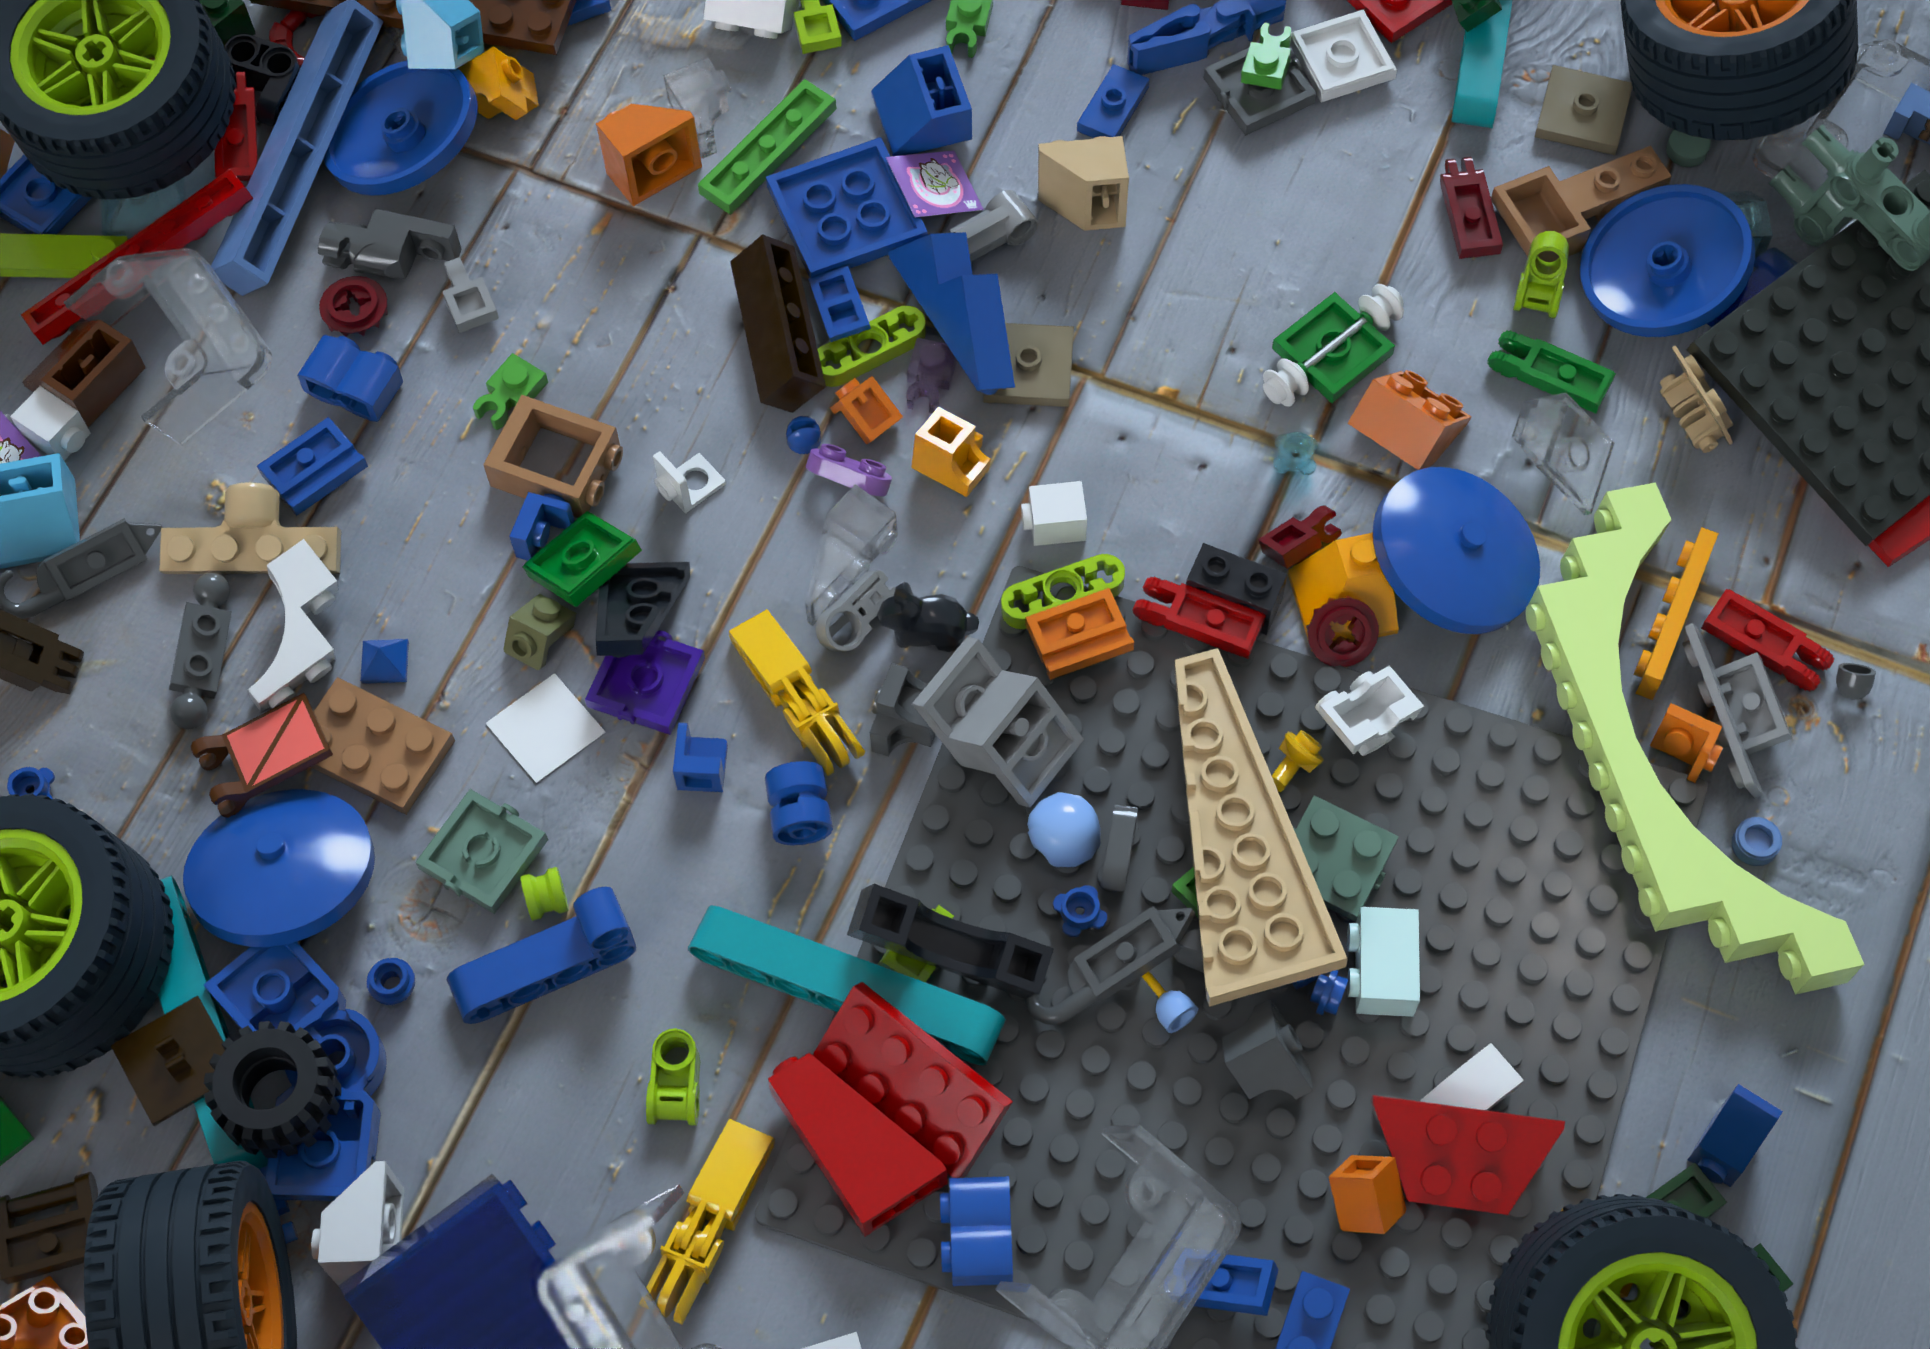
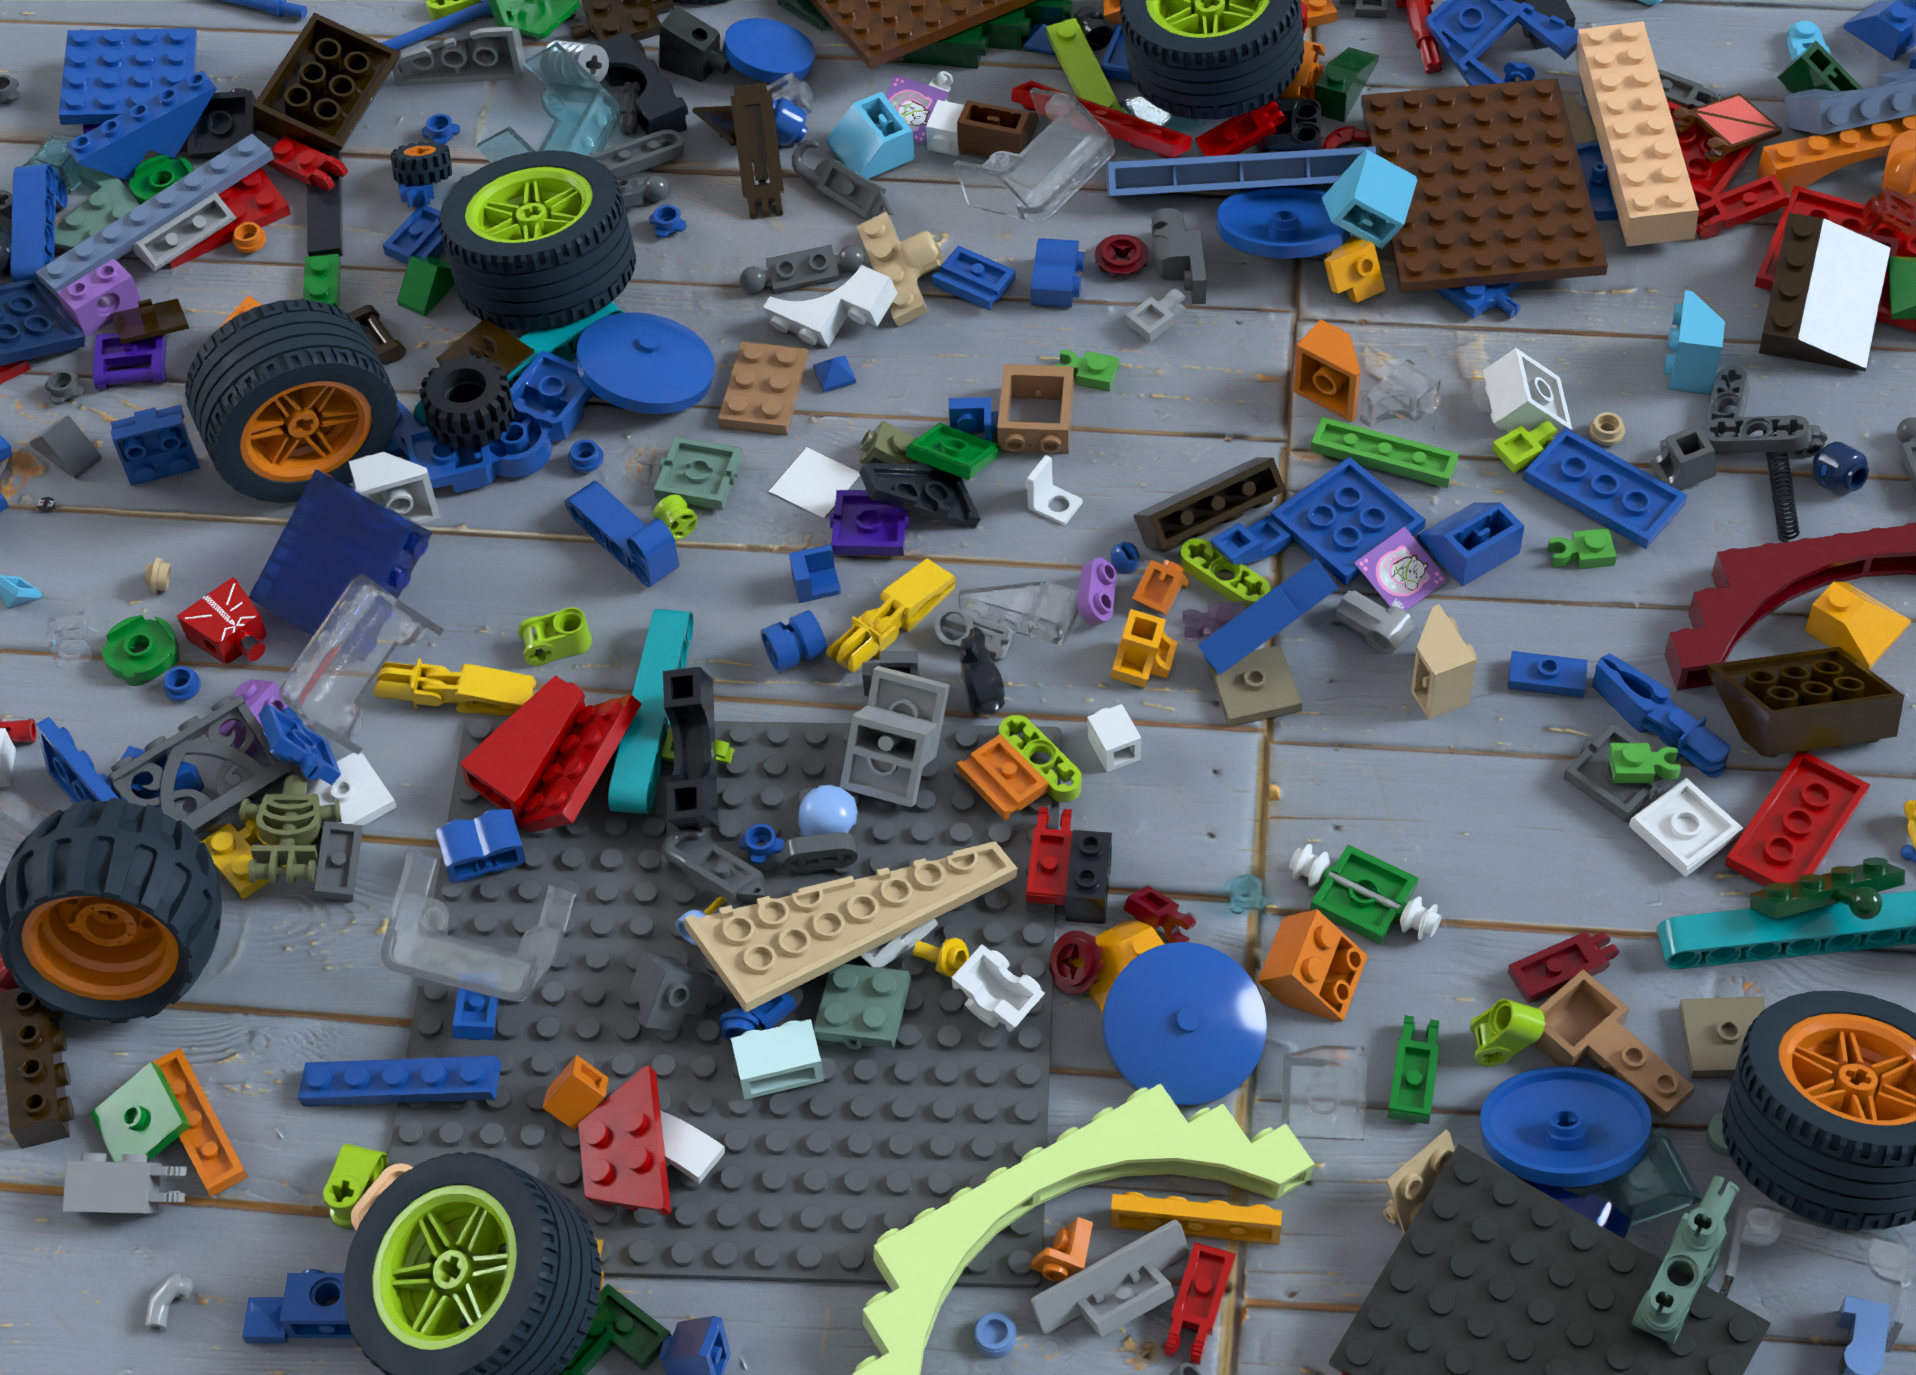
camera: 75 degrees right, 10 degrees down
(263, 752) = (732, 327): flag -> none

